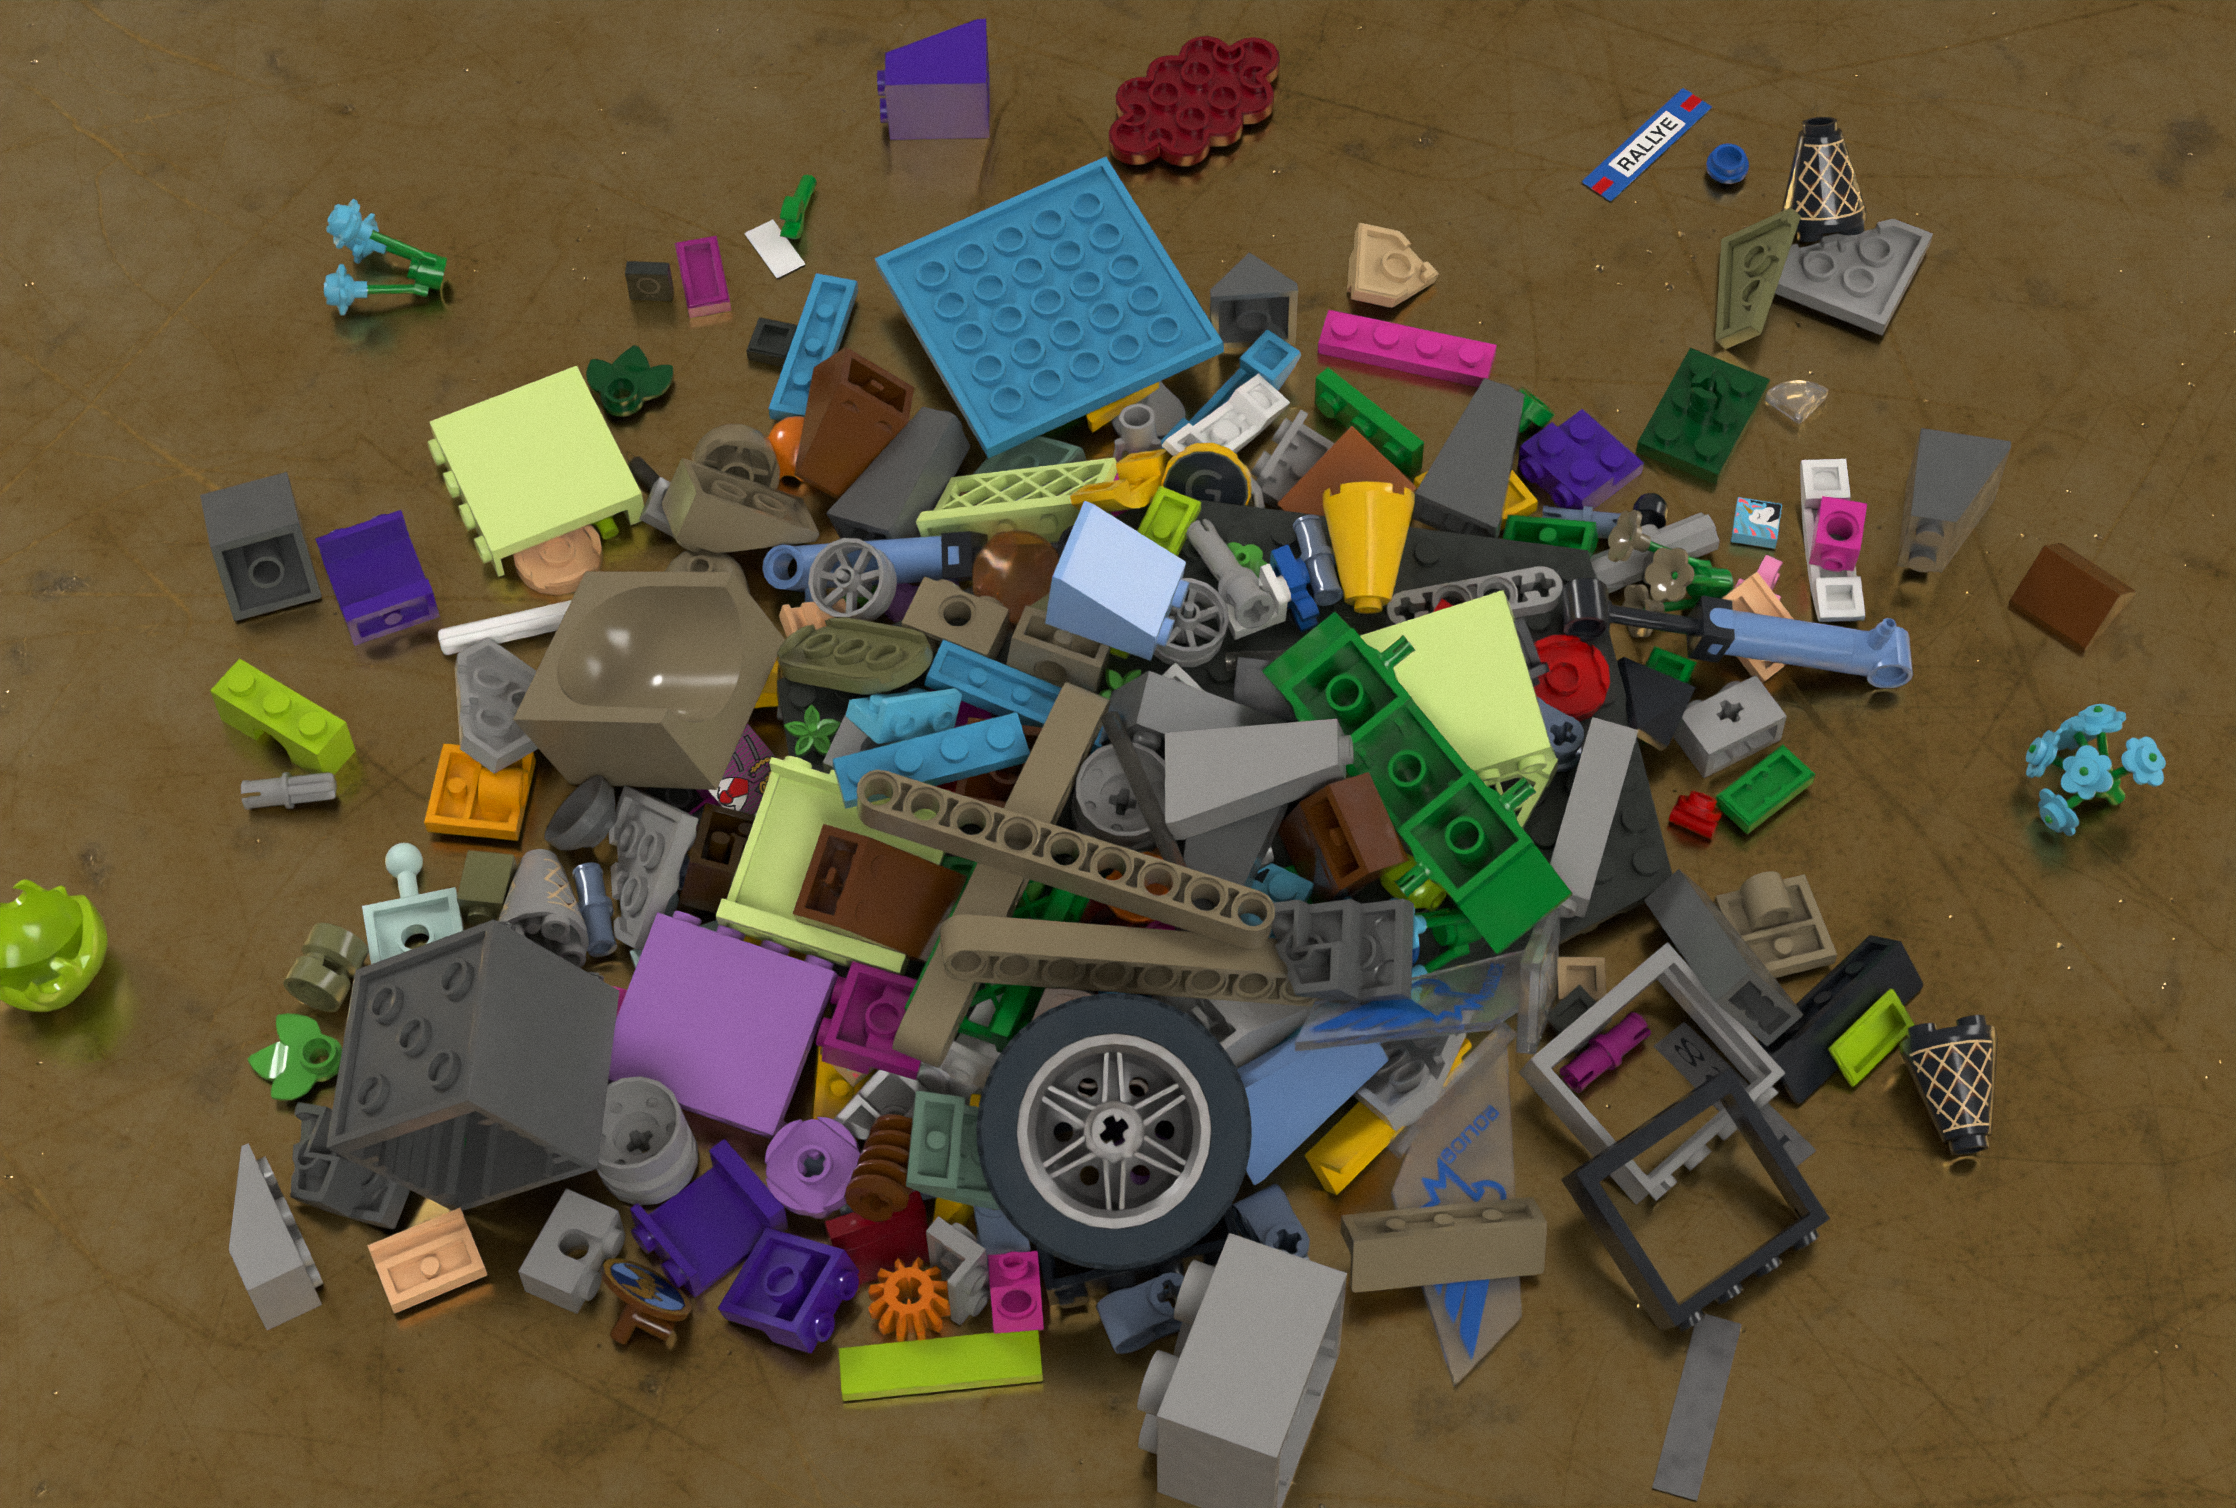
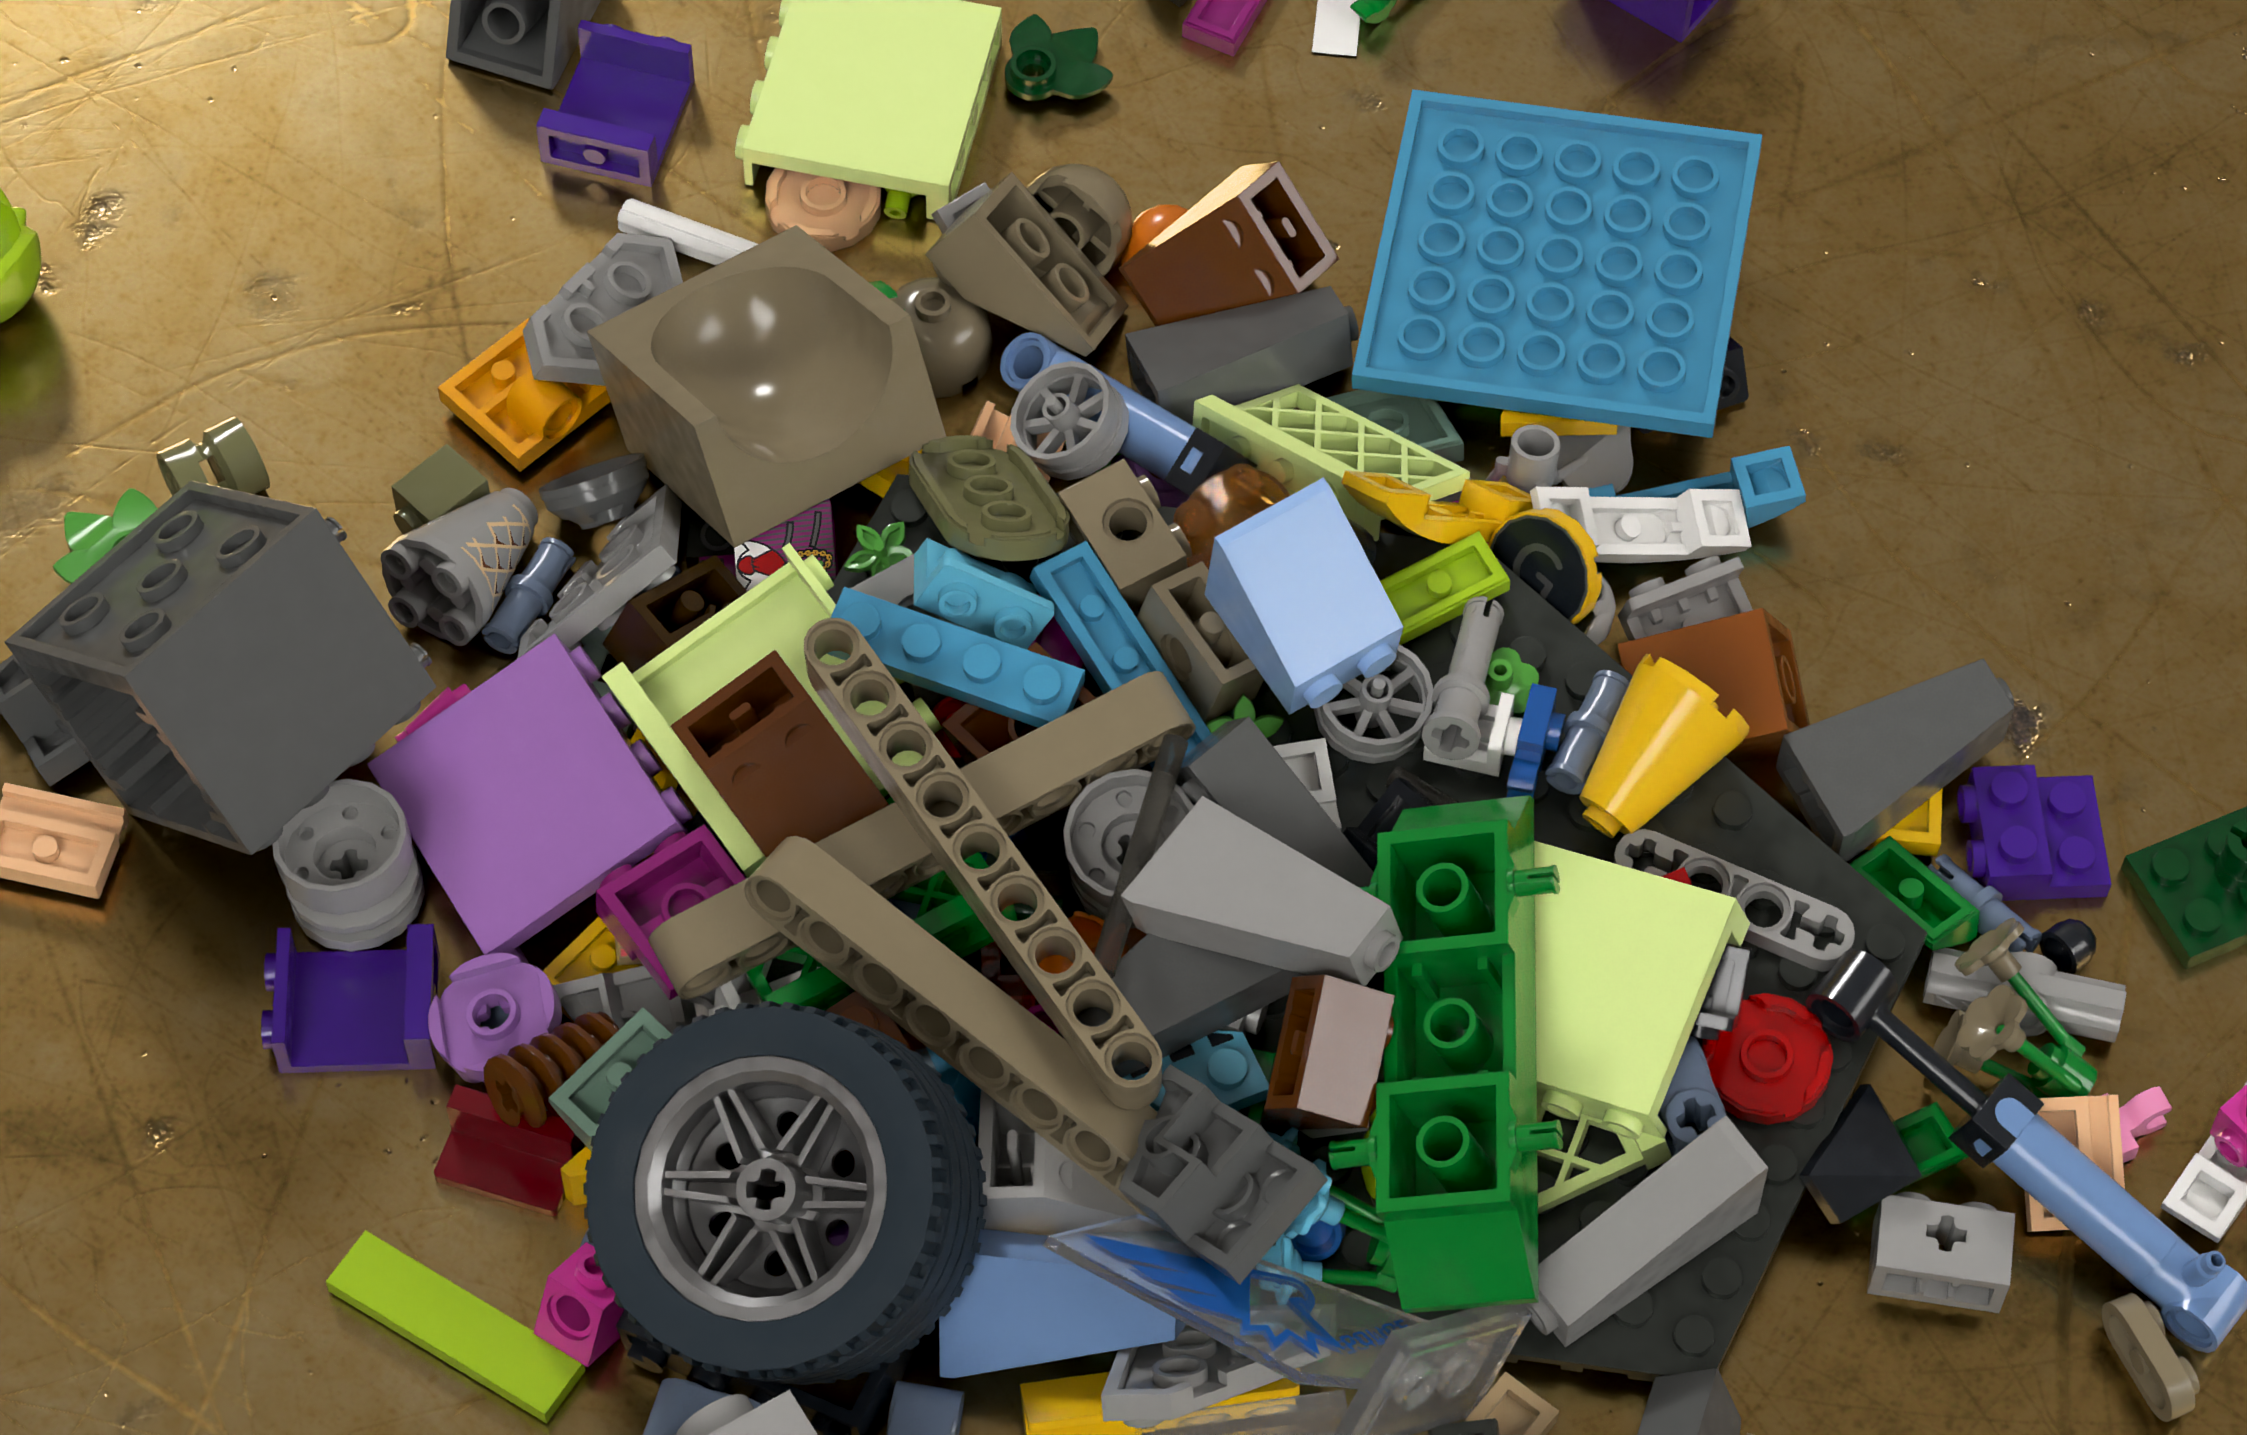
camera: 35 degrees right, 0 degrees up
(259, 703) = (394, 189): lime arch -> none
(289, 790) = (340, 265): light grey axle -> none
(394, 921) = (324, 471): light aqua plate -> none
(573, 1225) = (207, 906): light grey brick -> none
(643, 471) = (986, 166): clear smoke piece -> none
(649, 1300) = (217, 1029): shield -> none
(771, 341) = (1245, 118): pearl dark grey tile -> none
(791, 1289) = (369, 1133): dark purple plate -> none
(814, 341) = (1294, 137): dark azure plate -> none
(909, 1317) = (504, 1238): orange gear -> none
(961, 1265) = (539, 1249): light grey bracket -> none
(1194, 100) = (1945, 142): dark red plate -> none
(1251, 301) = (1794, 402): dark grey slope -> none
(1351, 408) = (1821, 625): green plate -> none
(1385, 267) = (2002, 468): tan plate -> none
(1406, 348) = (1949, 576): dark pink plate -> none
(1534, 411) = (2029, 736): green tile -> none
(1696, 813) = (1816, 1325): red plate -> none
(1756, 523) = (2190, 1044): tile -> none
(1765, 789) = (1921, 1354): green plate -> none
(1882, 705) = (2140, 1341): none -> dark tan plate

